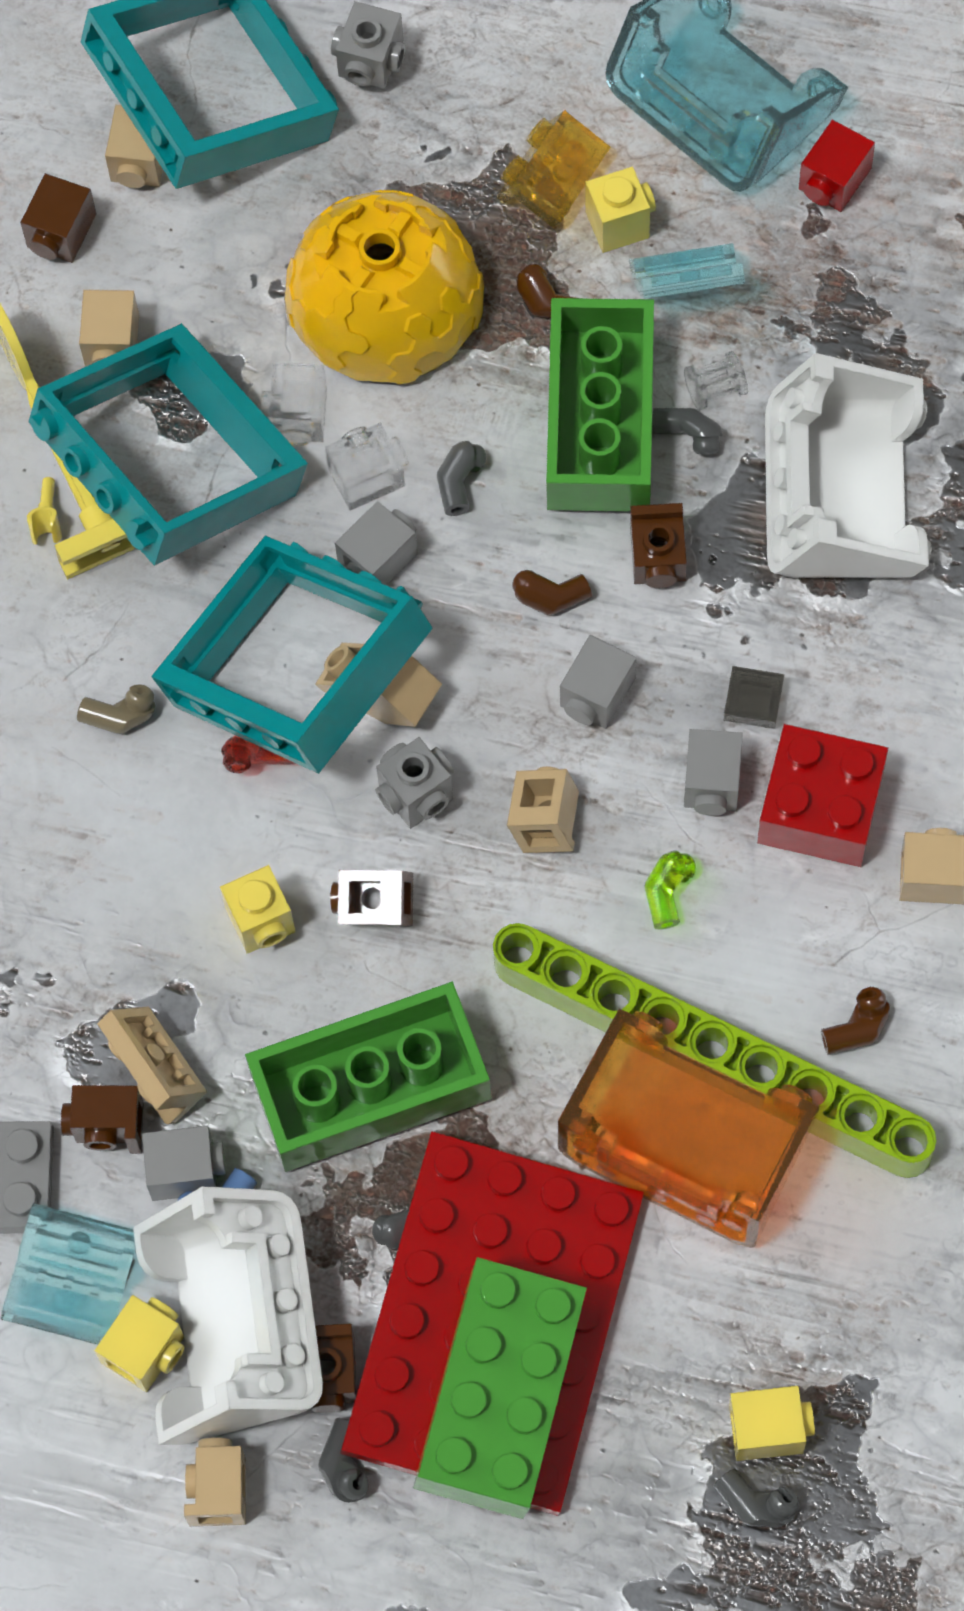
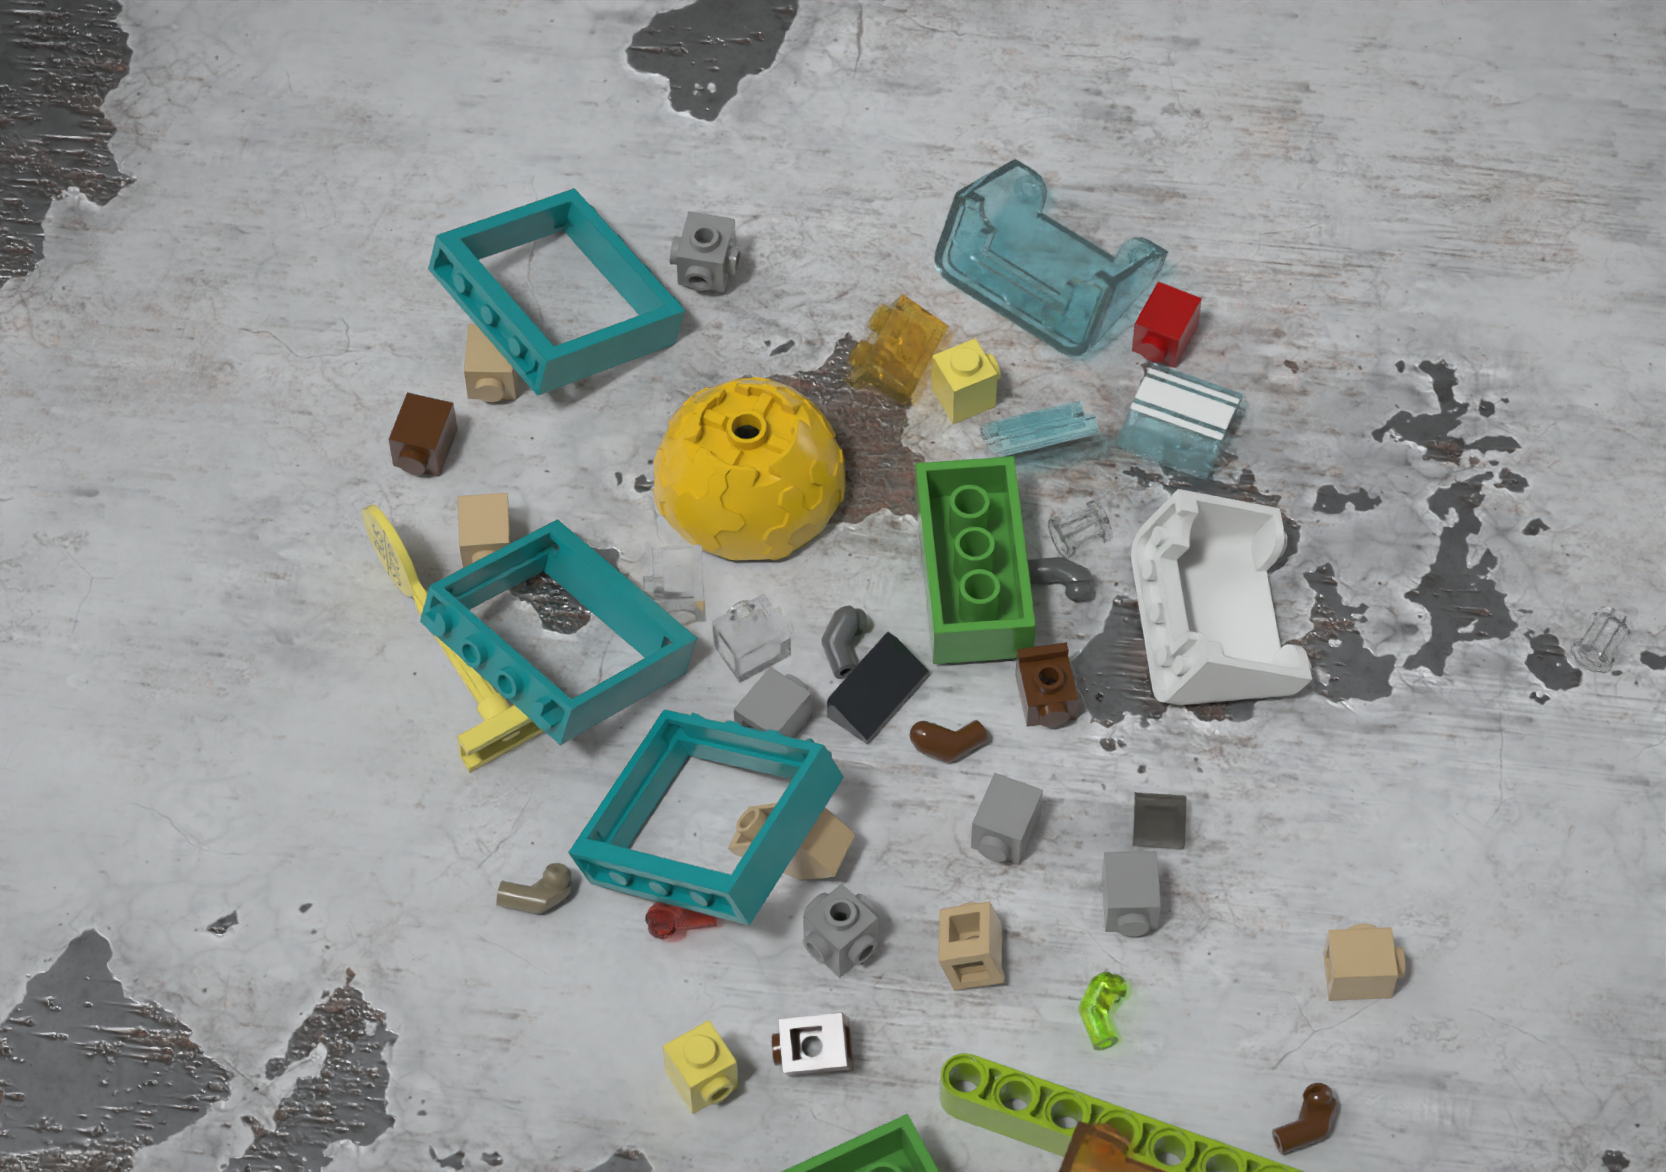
camera: 10 degrees left, 10 degrees down
(45, 517) = (442, 714): light yellow hand -> none
(485, 530) = (876, 688): none -> black slope
(536, 290) = (895, 463): reddish brown arm -> none
(822, 795) = (1241, 905): red brick -> none
(835, 271) = (1179, 421): none -> clear light blue slope

